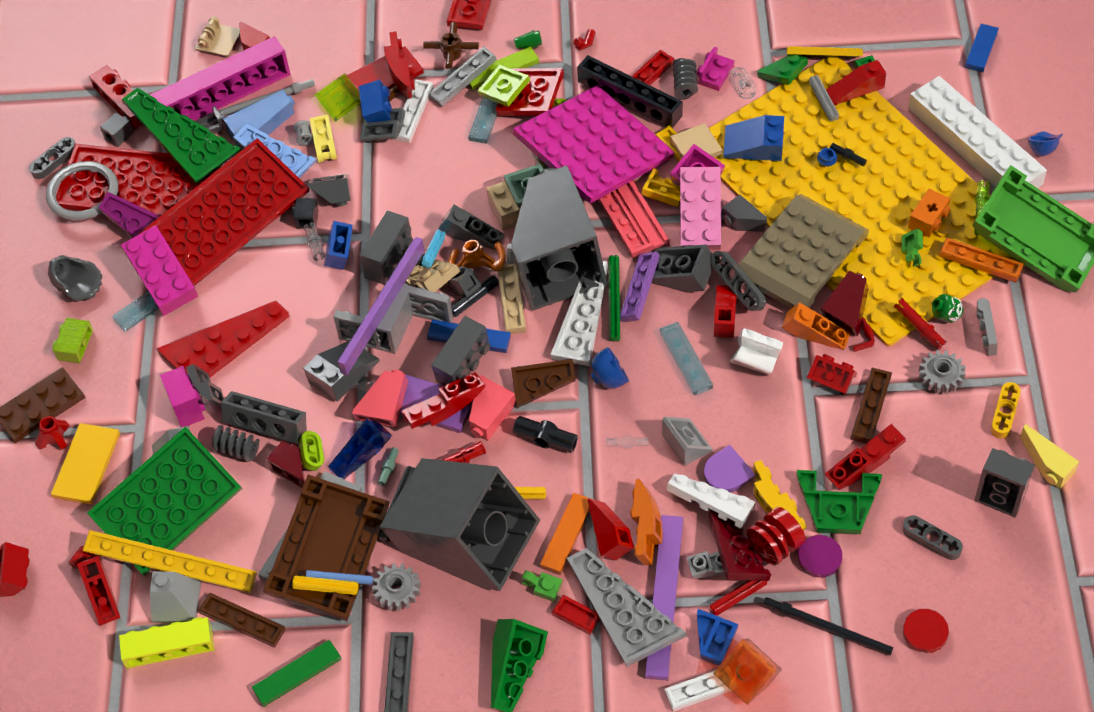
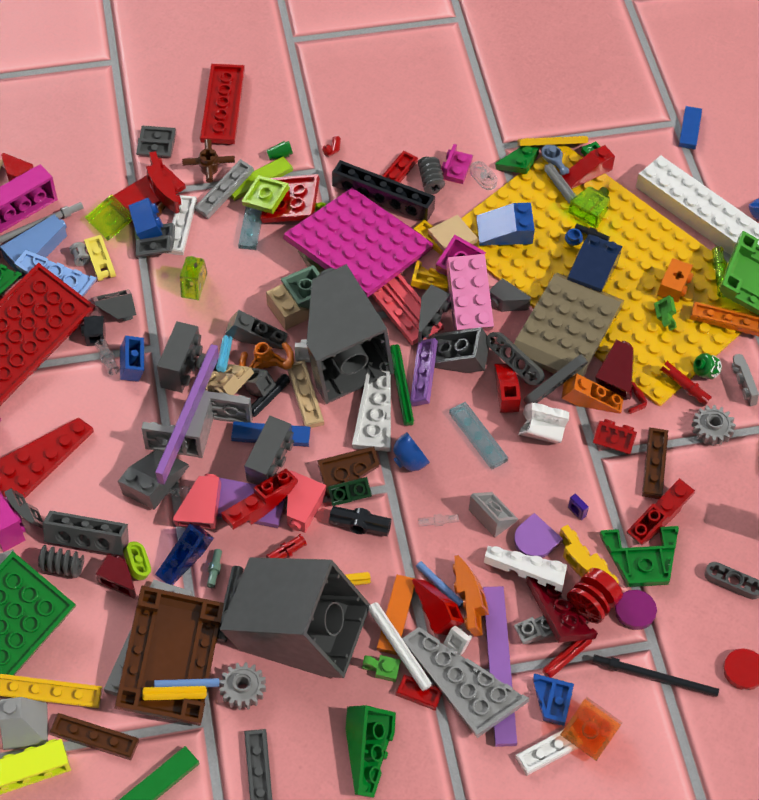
camera: 15 degrees left, 0 degrees up
(402, 19) = (156, 139): none -> dark grey slope
(415, 160) = (193, 271): none -> clear neon green torso
(539, 402) = (350, 491): none -> dark green slope
(562, 565) = (399, 646): none -> white axle
(616, 507) = (439, 583): none -> medium blue bar
(624, 566) = (457, 640): none -> white tile
(658, 219) = (433, 305): none -> dark grey slope
(777, 307) = (556, 380): none -> dark grey beam
(777, 443) = (578, 506): none -> dark purple tile
(821, 67) = (554, 155): none -> sand blue piece
(843, 186) = (595, 263): none -> dark blue slope
(851, 124) = (590, 205): none -> clear neon green torso

